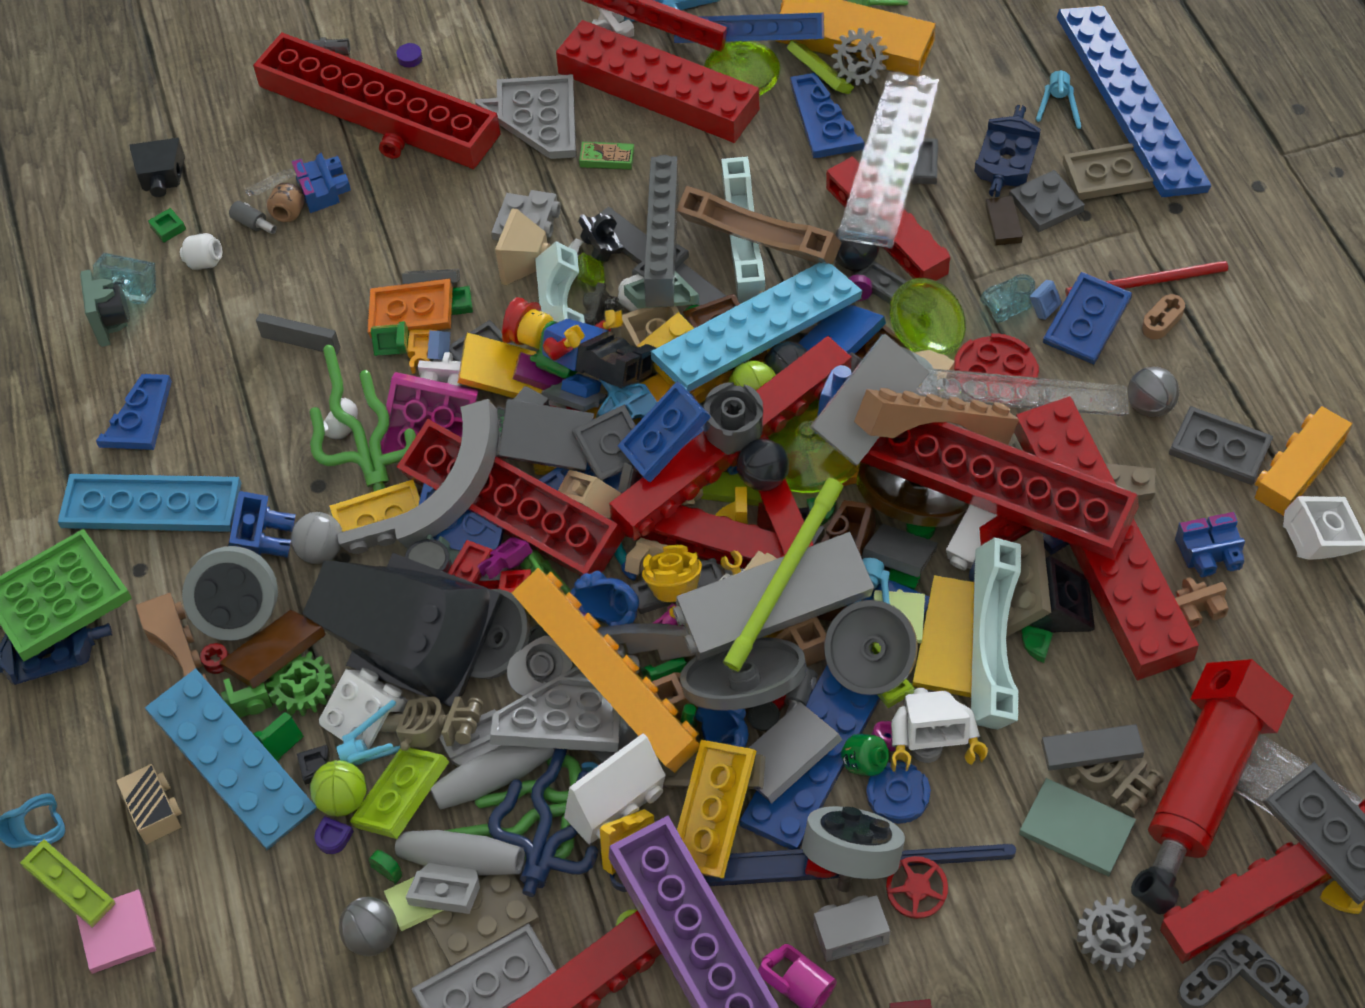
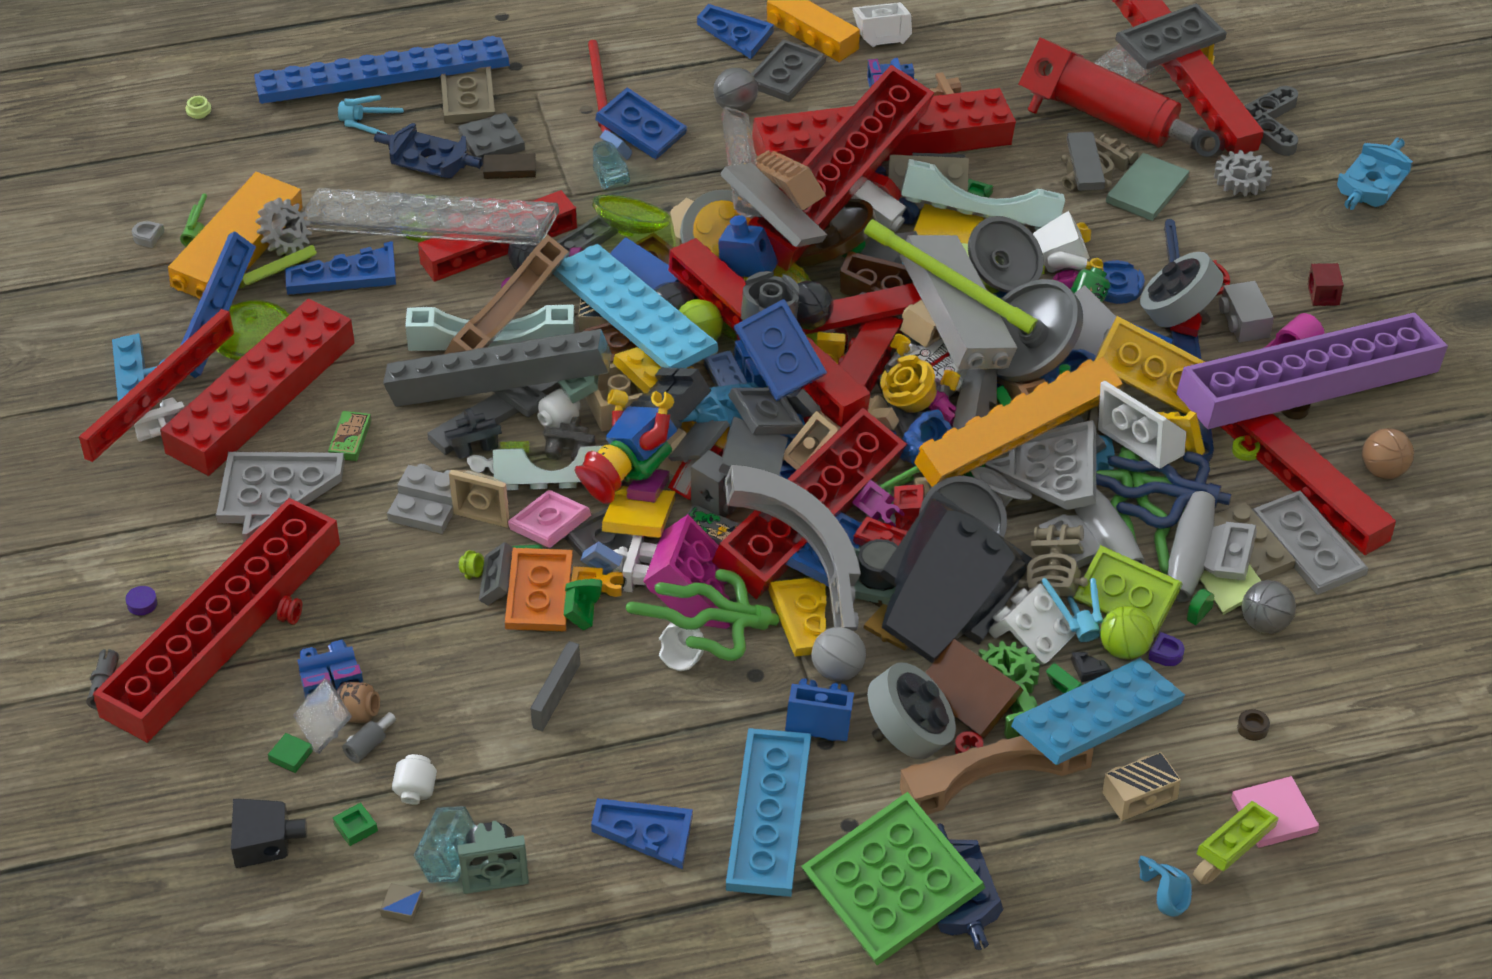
camera: 90 degrees left, 10 degrees down
(82, 261) = (401, 902): none -> dark tan tile
(229, 916) = (1253, 724): none -> dark brown tile
(242, 173) = (290, 752): none -> green tile
(445, 259) = (471, 564): none -> lime plate
(491, 304) = (549, 518): none -> bright pink tile
(581, 385) = (687, 435): blue tile -> none
(997, 355) = (674, 182): red tile -> none
(1159, 313) = (644, 83): medium nougat beam -> none
(1278, 390) = (735, 29): none -> blue wing

